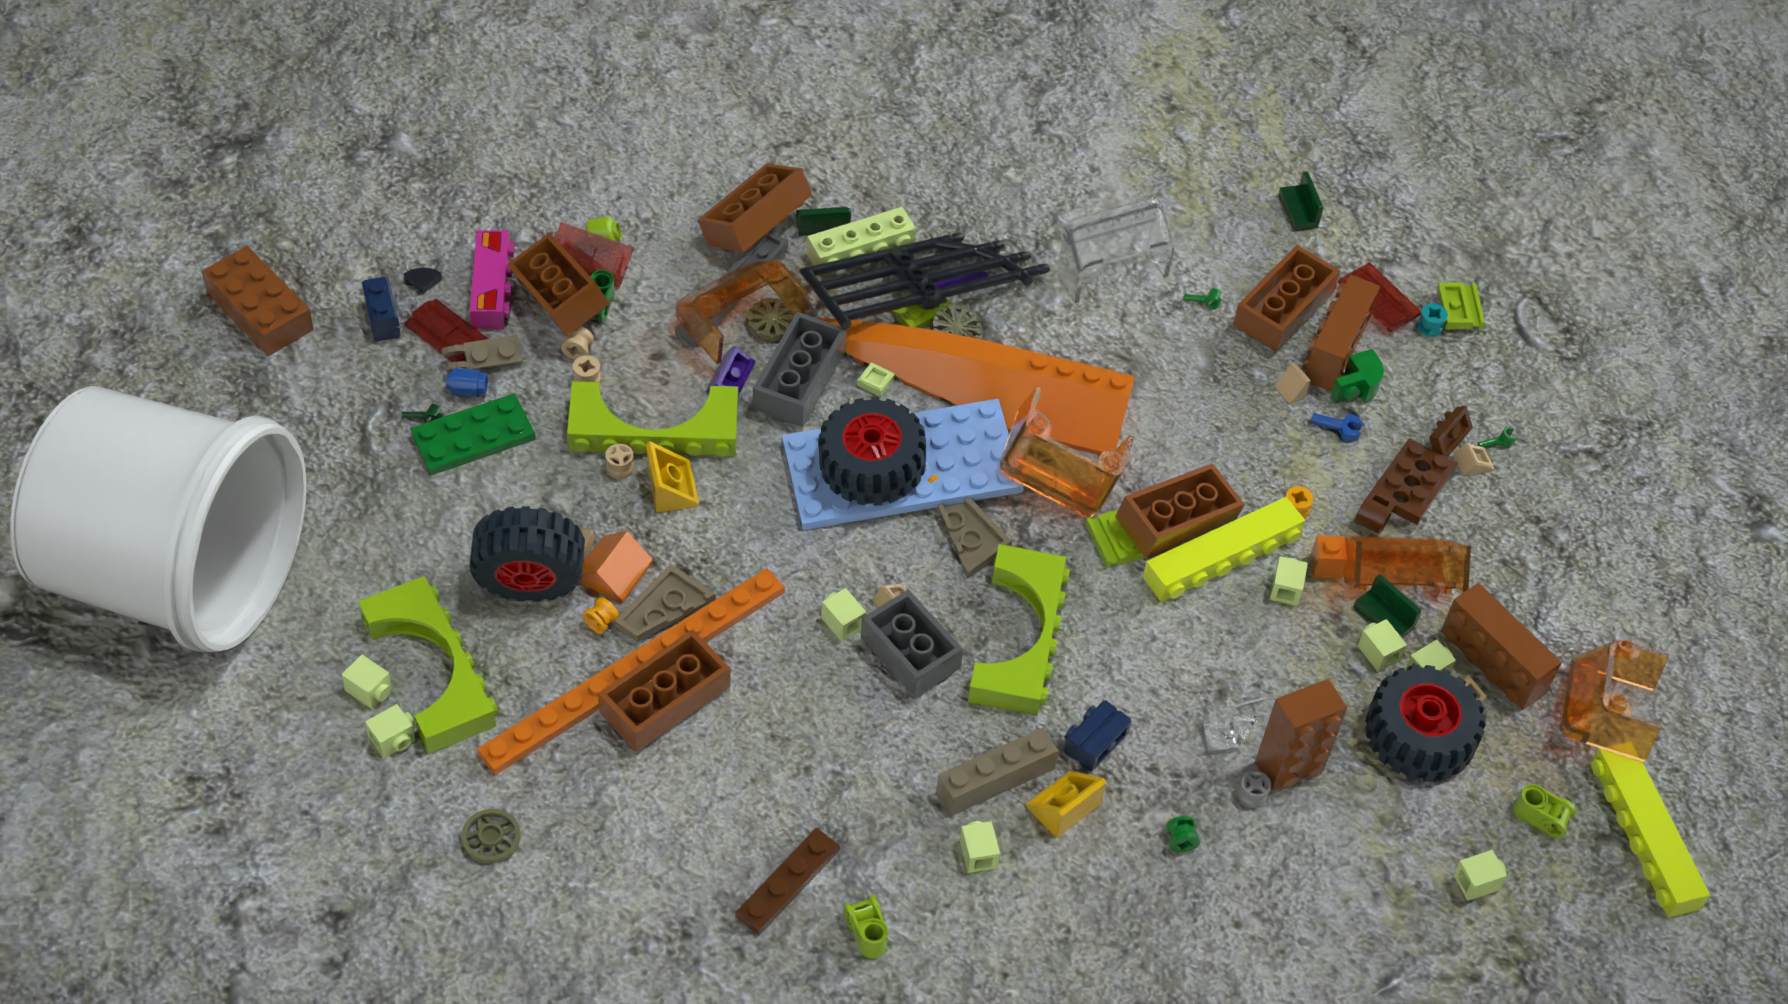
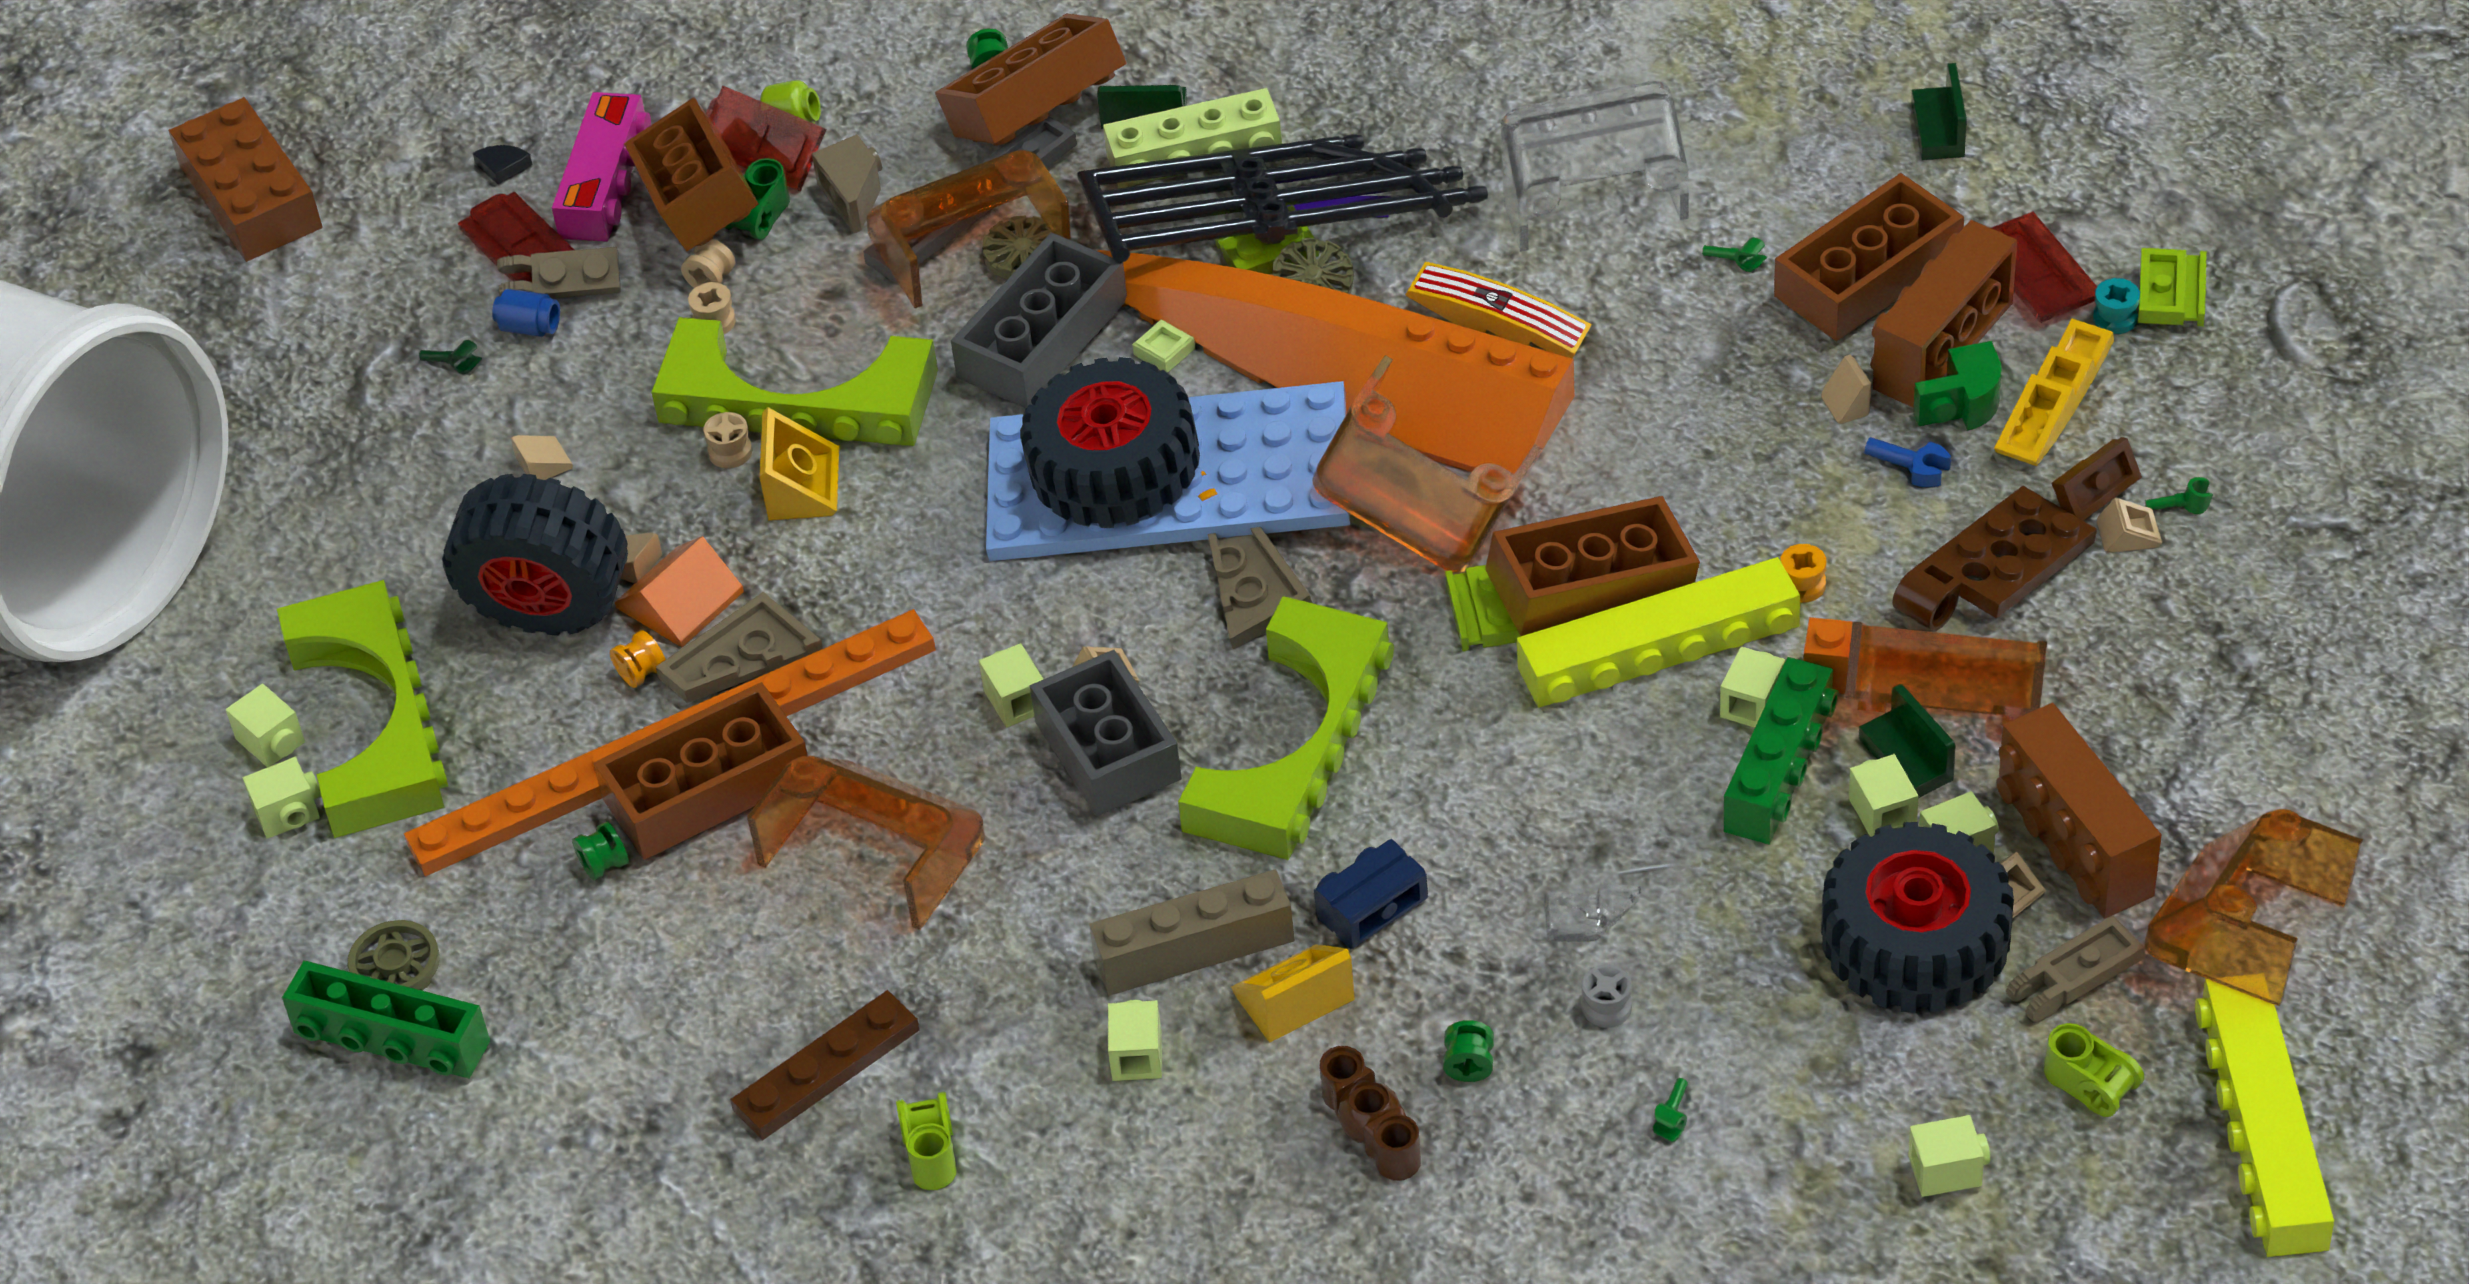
camera: 20 degrees right, 5 degrees down
(381, 309) = (424, 200): dark blue brick -> none
(472, 434) = (518, 388): green plate -> none
(499, 480) = (540, 455): none -> tan slope
(501, 881) = (386, 1019): none -> green brick
(609, 749) = (600, 850): none -> green wheel
(652, 279) = (849, 178): none -> dark tan slope
(718, 188) = (985, 45): none -> green wheel
(732, 370) = (943, 318): dark purple slope -> none
(821, 712) = (938, 825): none -> clear orange windscreen
(1068, 341) = (1497, 307): none -> slope
(1142, 892) = (1370, 1113): none -> reddish brown piece
(1300, 734) = (1681, 907): dark orange brick -> none
(1309, 867) = (1670, 1121): none -> green hand
(1315, 621) = (1779, 750): none -> green brick
(1411, 377) = (2054, 392): none -> yellow slope
(1520, 744) = (2076, 968): none -> dark tan hinge

